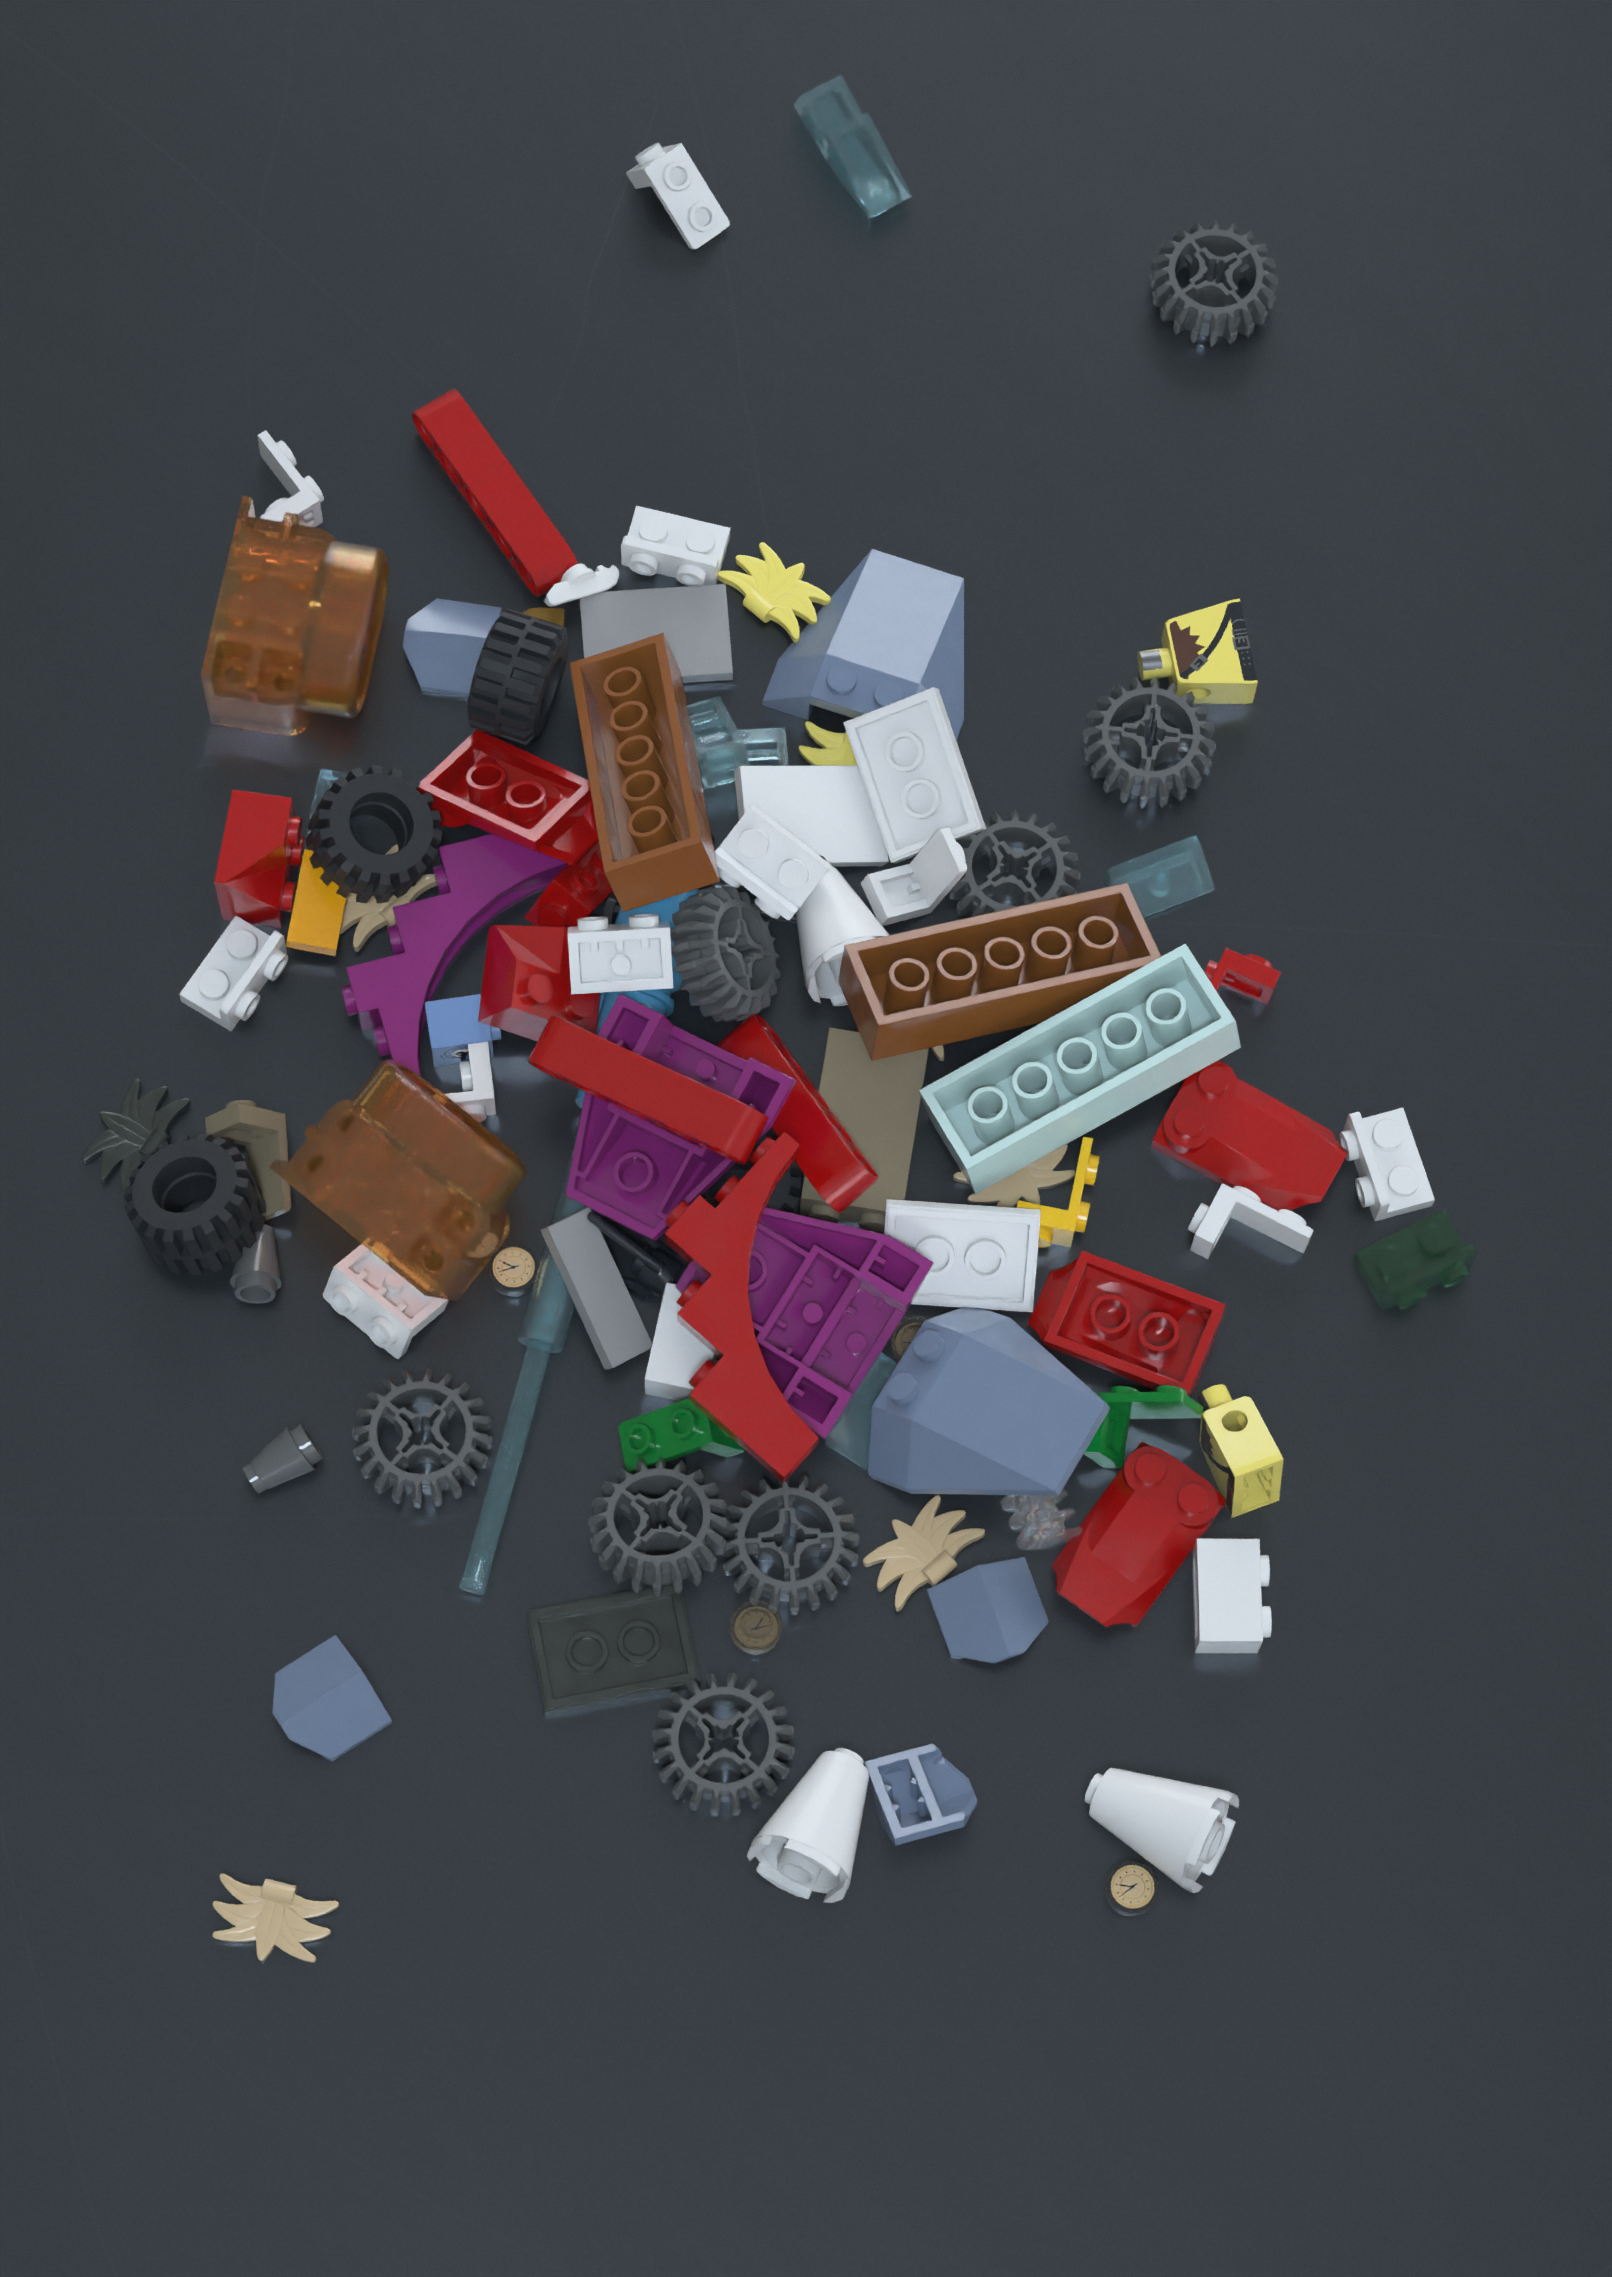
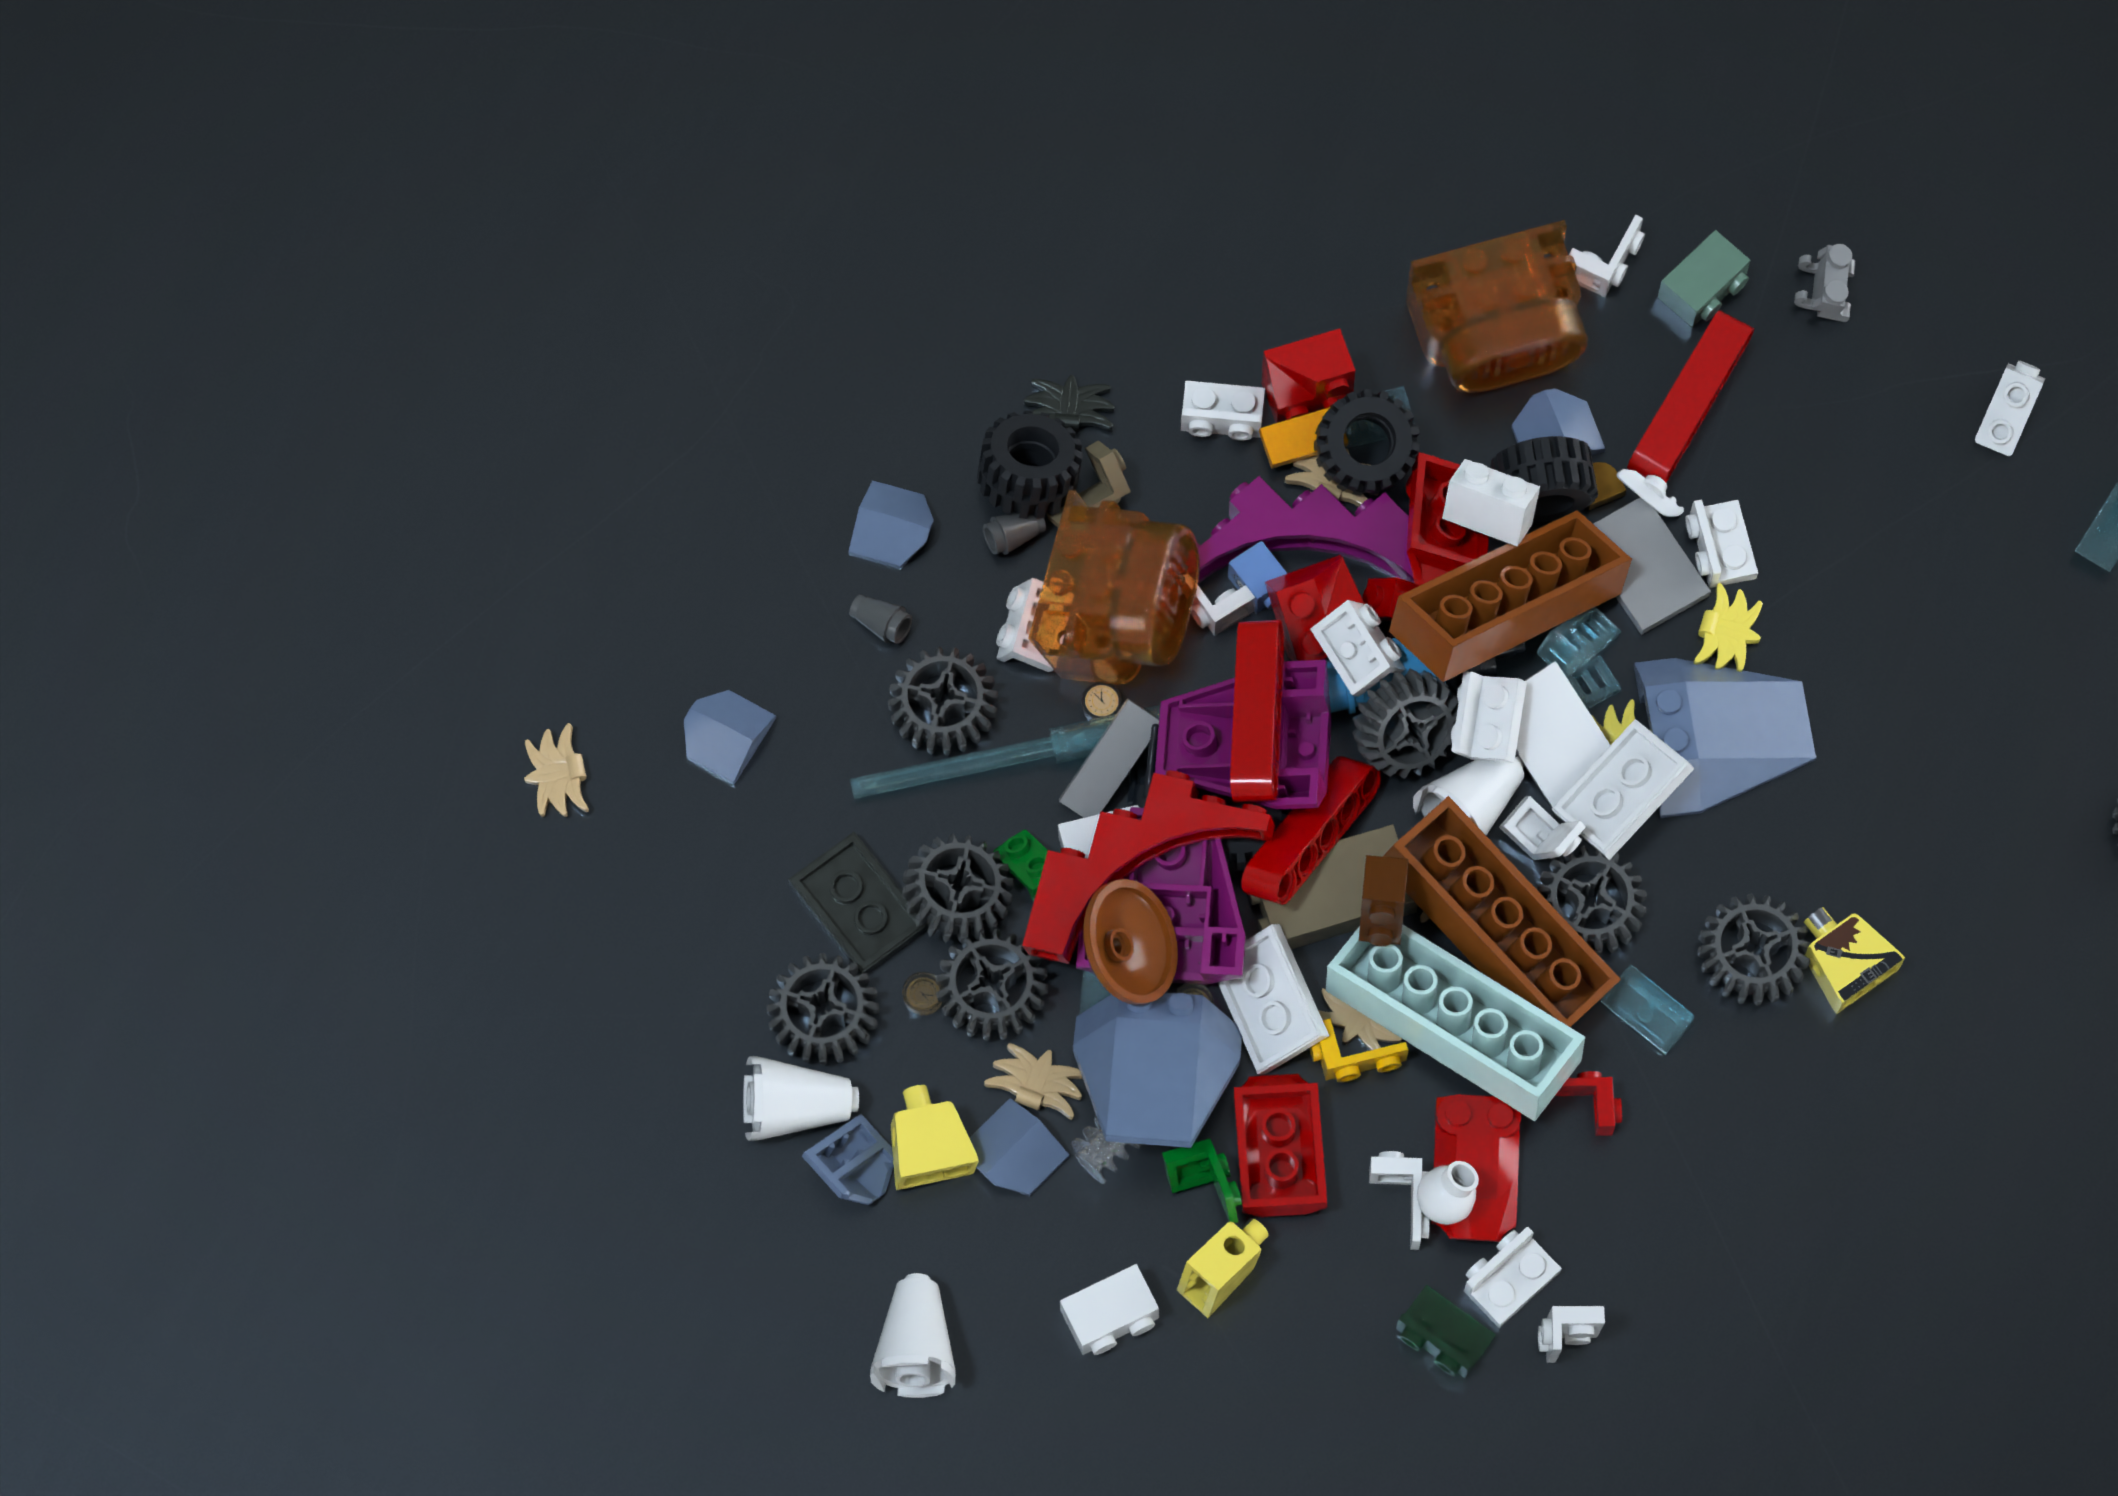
camera: 70 degrees right, 0 degrees up
(173, 1396) = (890, 525): none -> sand blue slope
(366, 409) = (1705, 279): none -> sand green brick
(440, 291) = (1829, 282): none -> light grey piece
(529, 735) = (1491, 502): none -> white brick
(841, 1359) = (1130, 942): none -> dark orange dish
(933, 1068) = (1383, 900): none -> reddish brown brick
(939, 1699) = (929, 1142): none -> light yellow torso
(1131, 1888) = (858, 1342): tile -> none
(1136, 1537) = (1119, 1225): red slope -> none
(1280, 1171) = (1448, 1192): none -> white piece
(1478, 1143) = (1573, 1323): none -> white bracket

